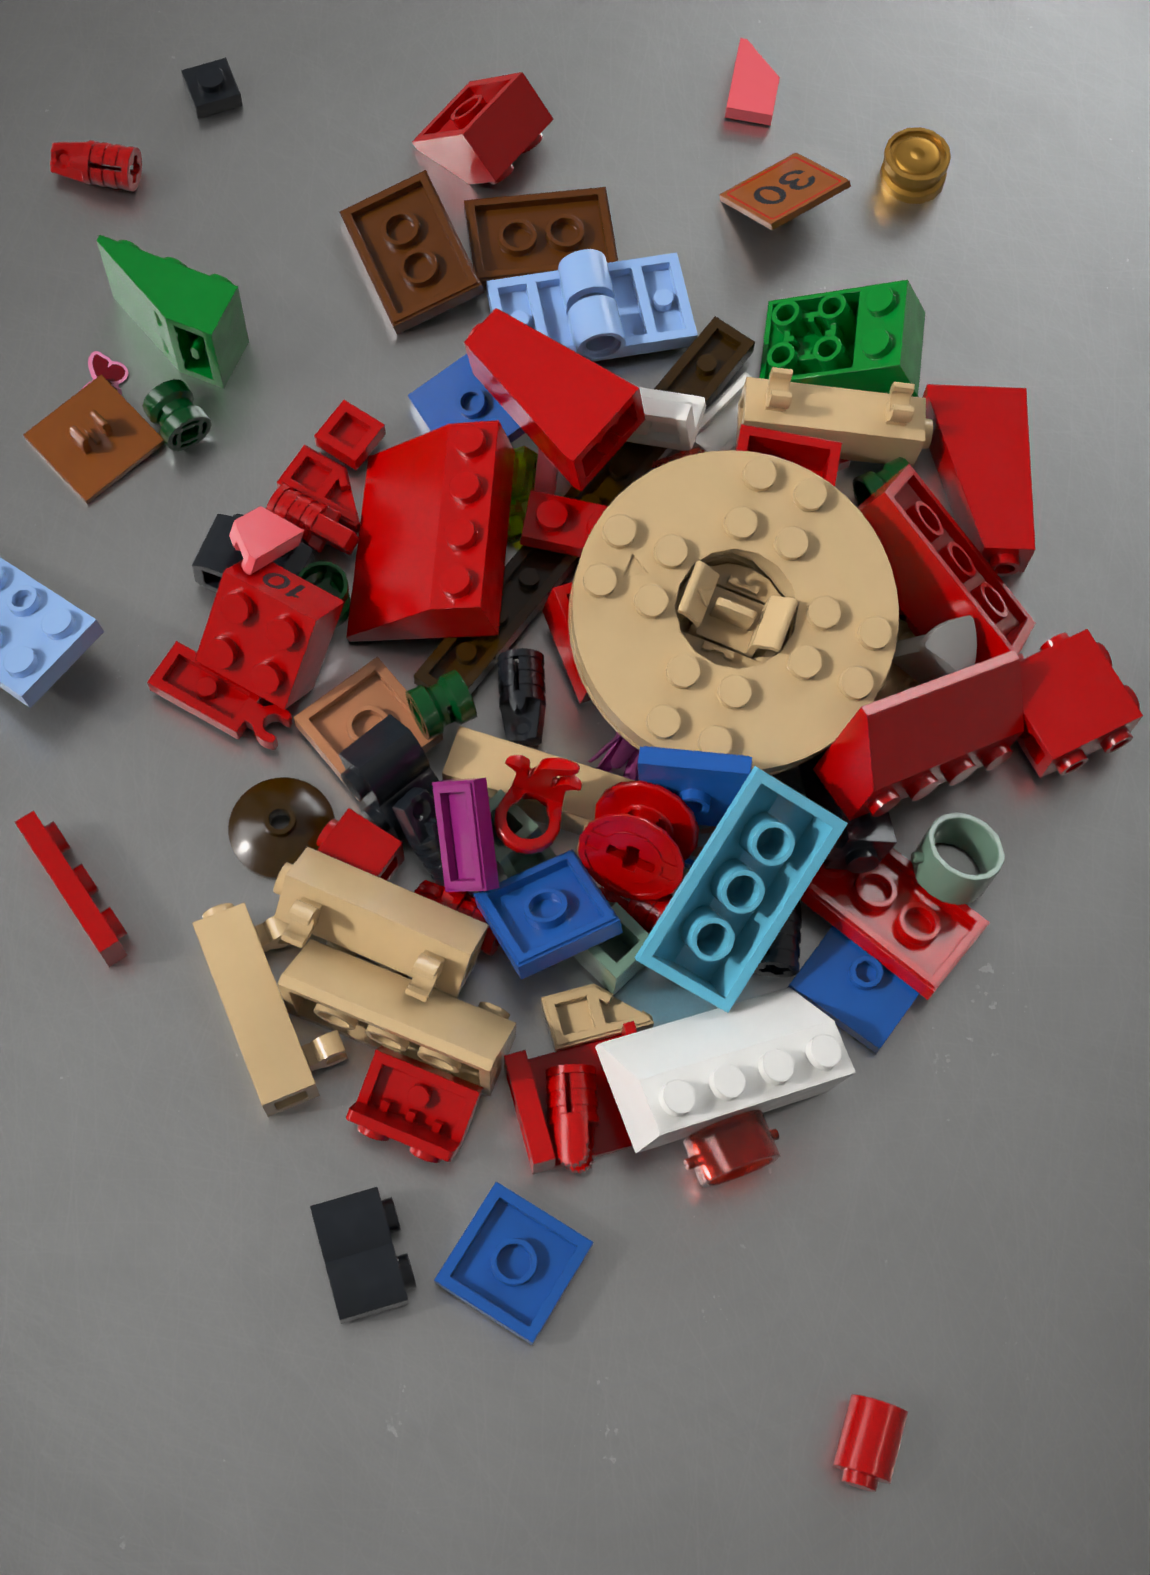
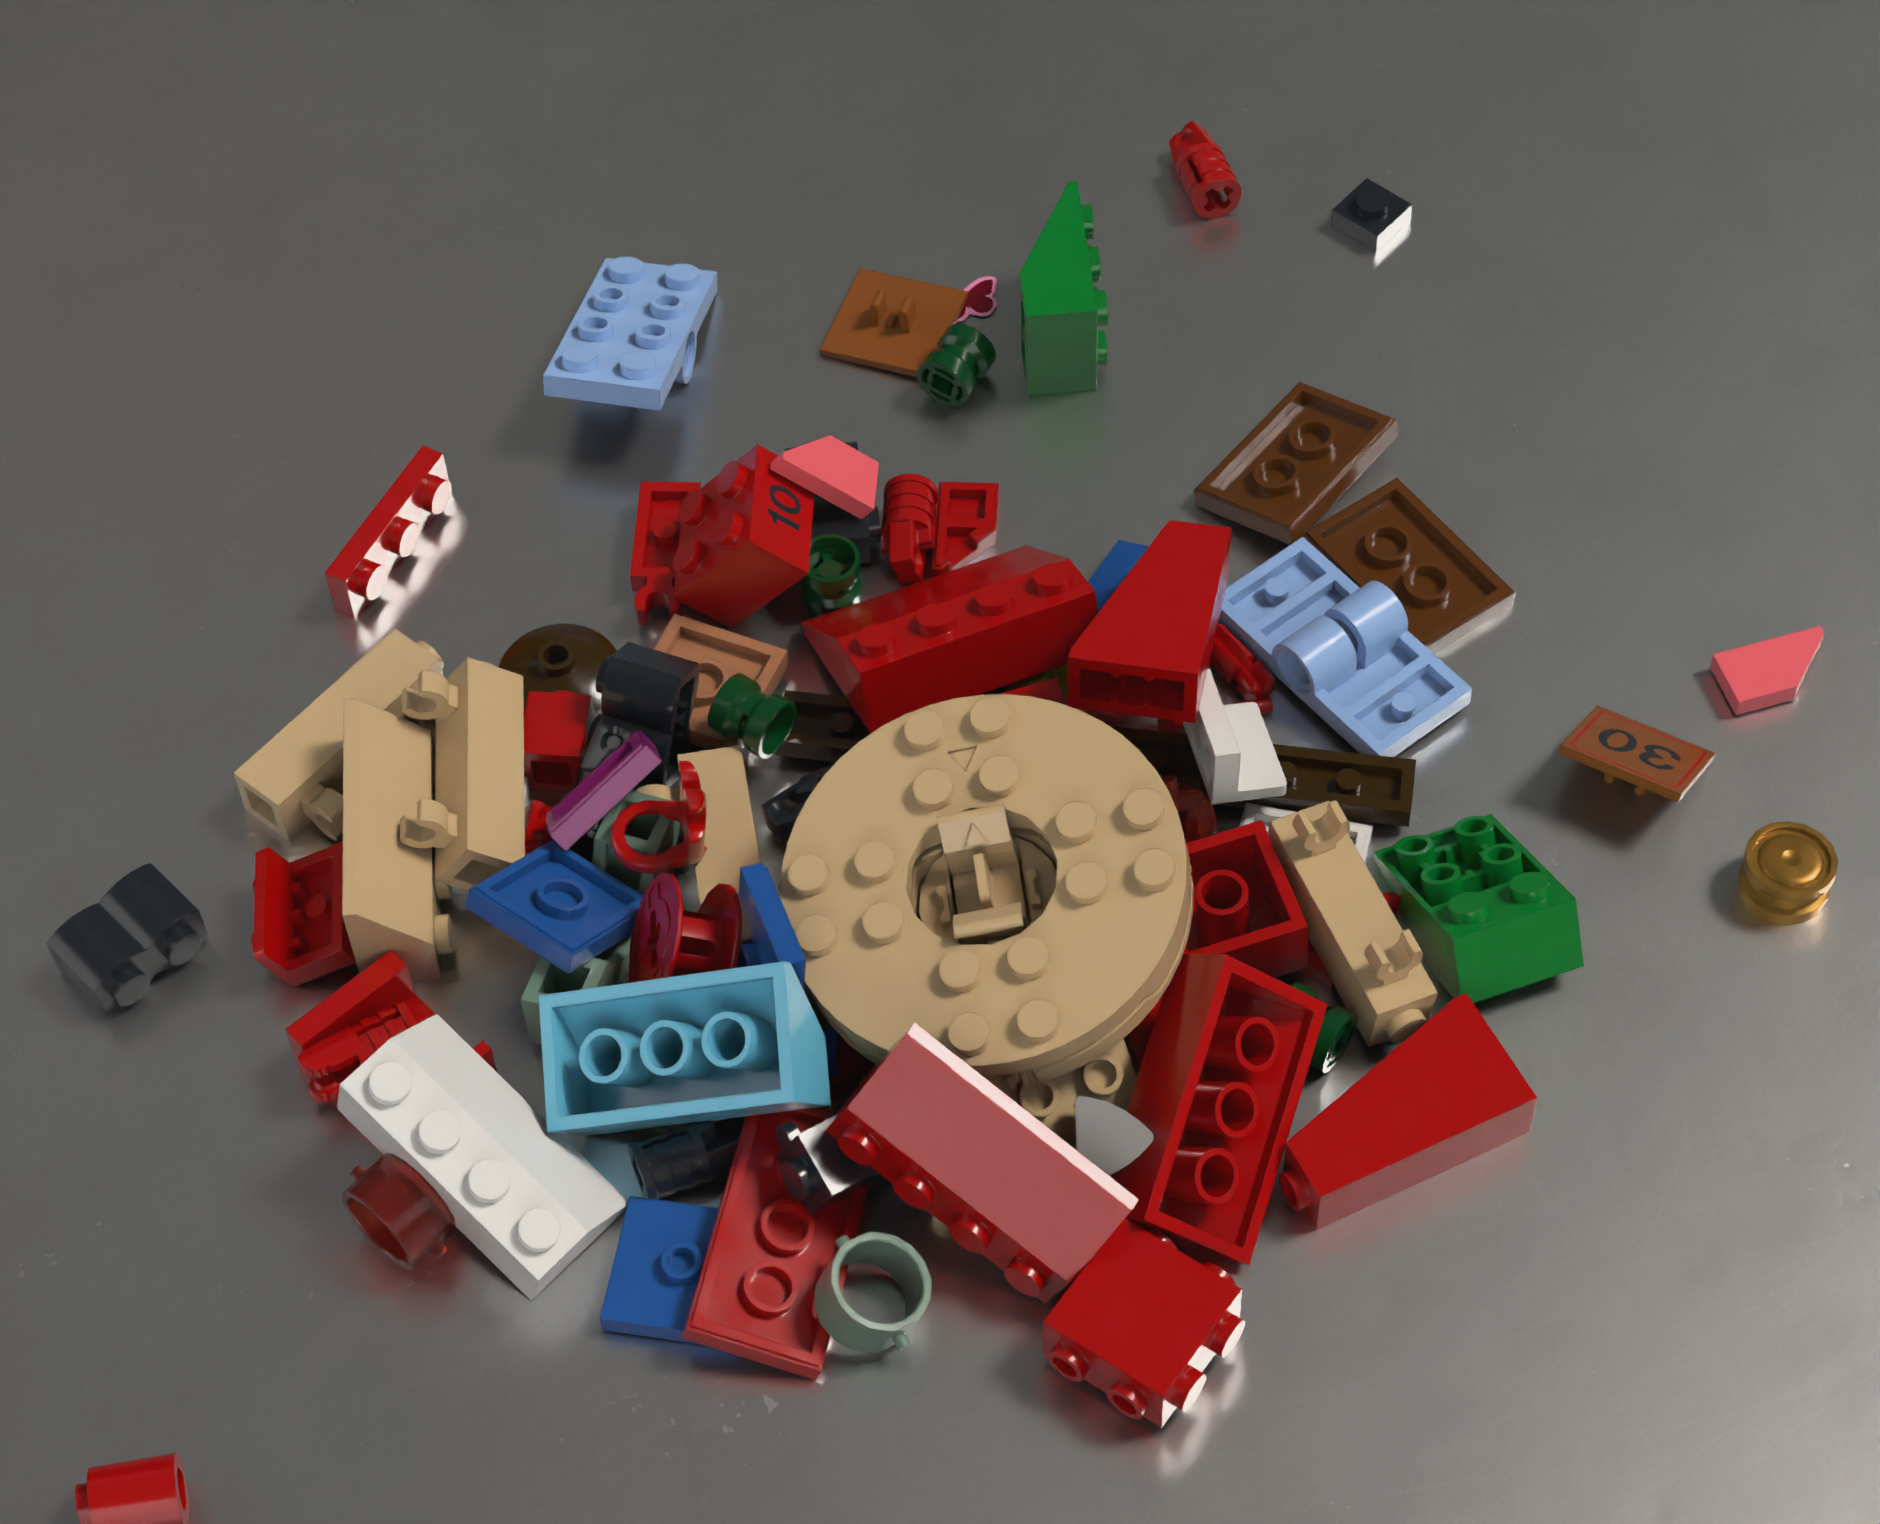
camera: 70 degrees right, 15 degrees down
(350, 435) = (1035, 514): red plate -> none
(486, 128) = (1497, 455): red slope -> none
(513, 1263) = (183, 1078): blue plate -> none
(588, 1016) = (496, 1017): tan tile -> none

